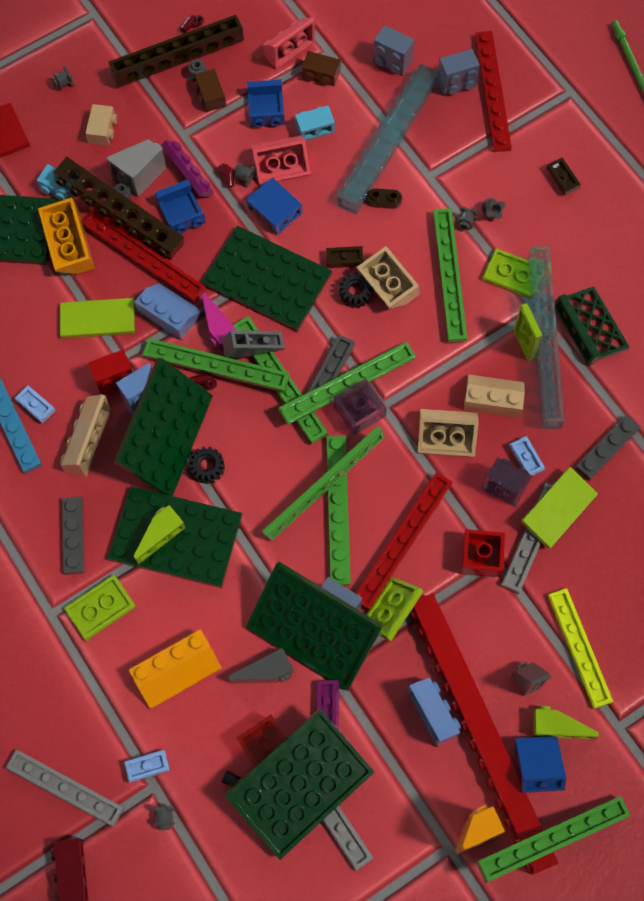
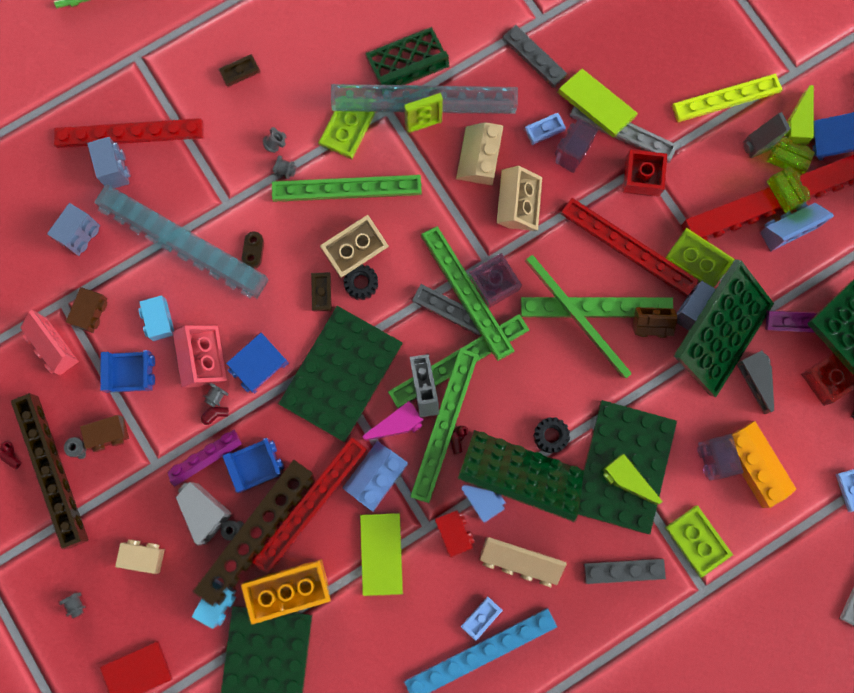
camera: 90 degrees left, 10 degrees up
(180, 621) = (720, 457): none -> clear purple brick
(322, 560) = (654, 321): none -> reddish brown brick
(470, 698) = (789, 189): none -> clear neon green brick
(515, 712) = (789, 154): none -> clear neon green brick

